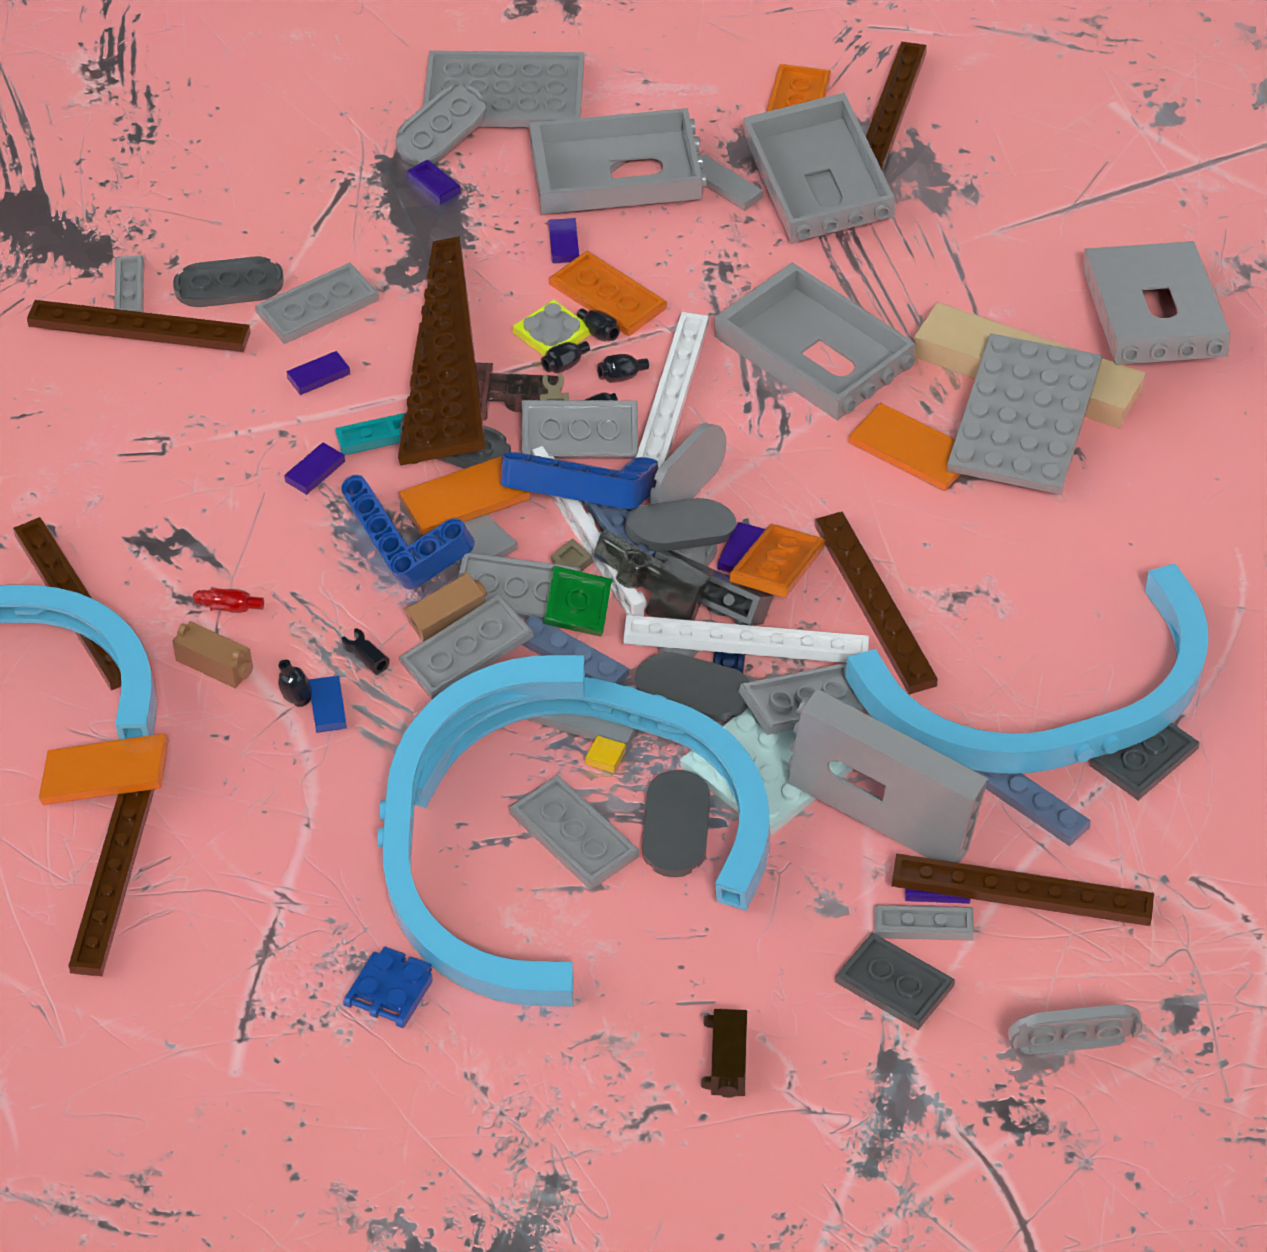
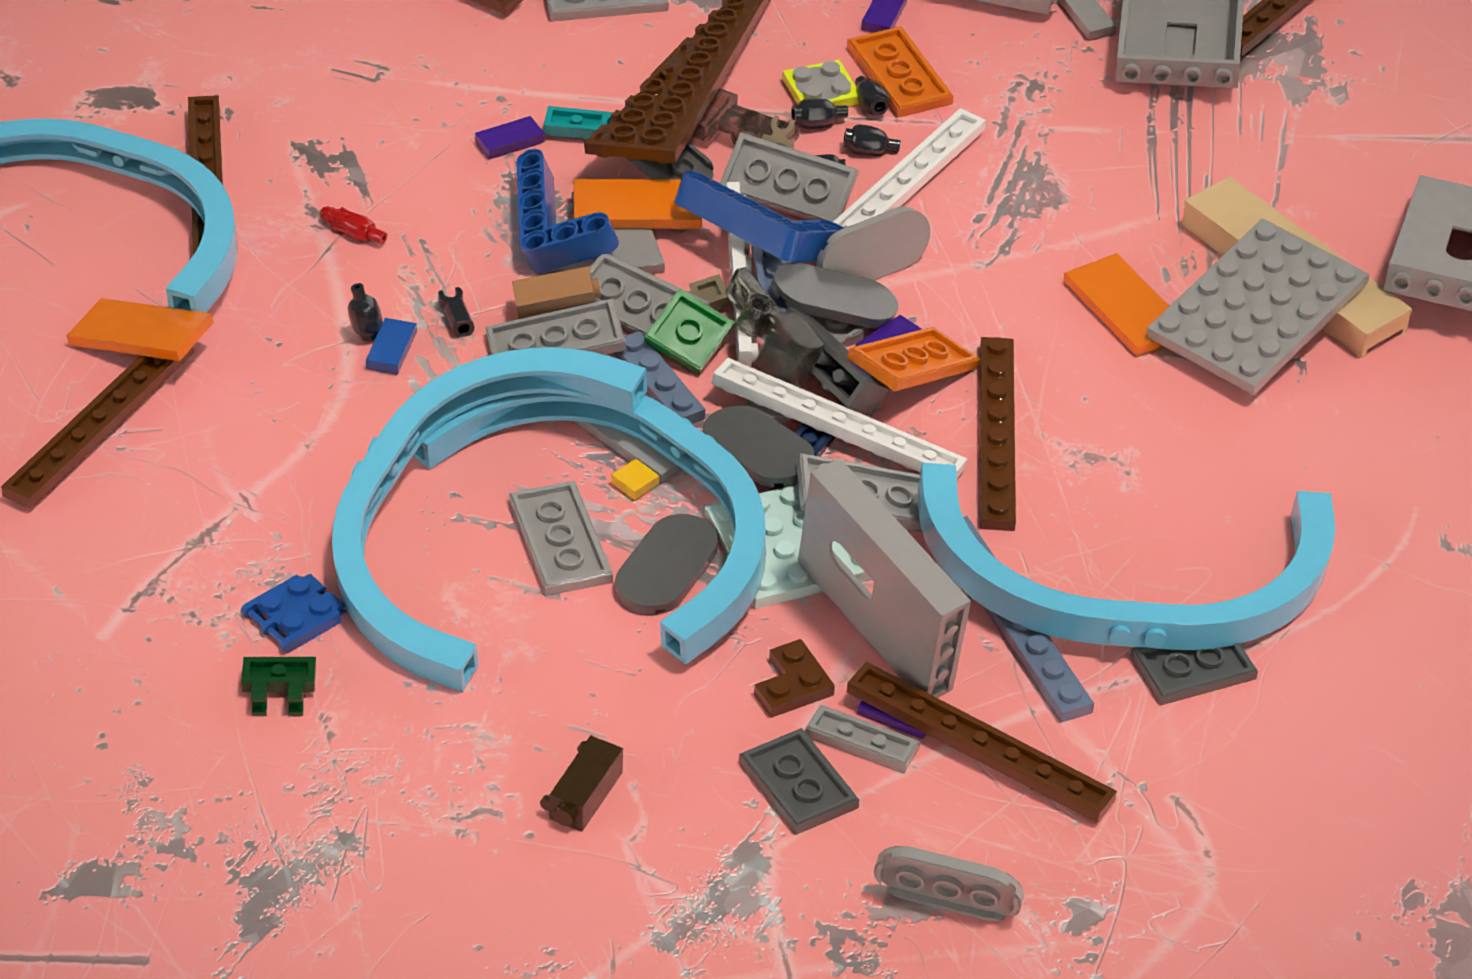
camera: 20 degrees right, 5 degrees down
(212, 654) = (306, 265): medium nougat brick -> none
(318, 372) = (566, 55): dark purple tile -> none
(413, 1052) = (278, 675): none -> dark green plate
(797, 311) = (1076, 145): light grey panel -> none
(845, 888) = (799, 682): none -> reddish brown plate

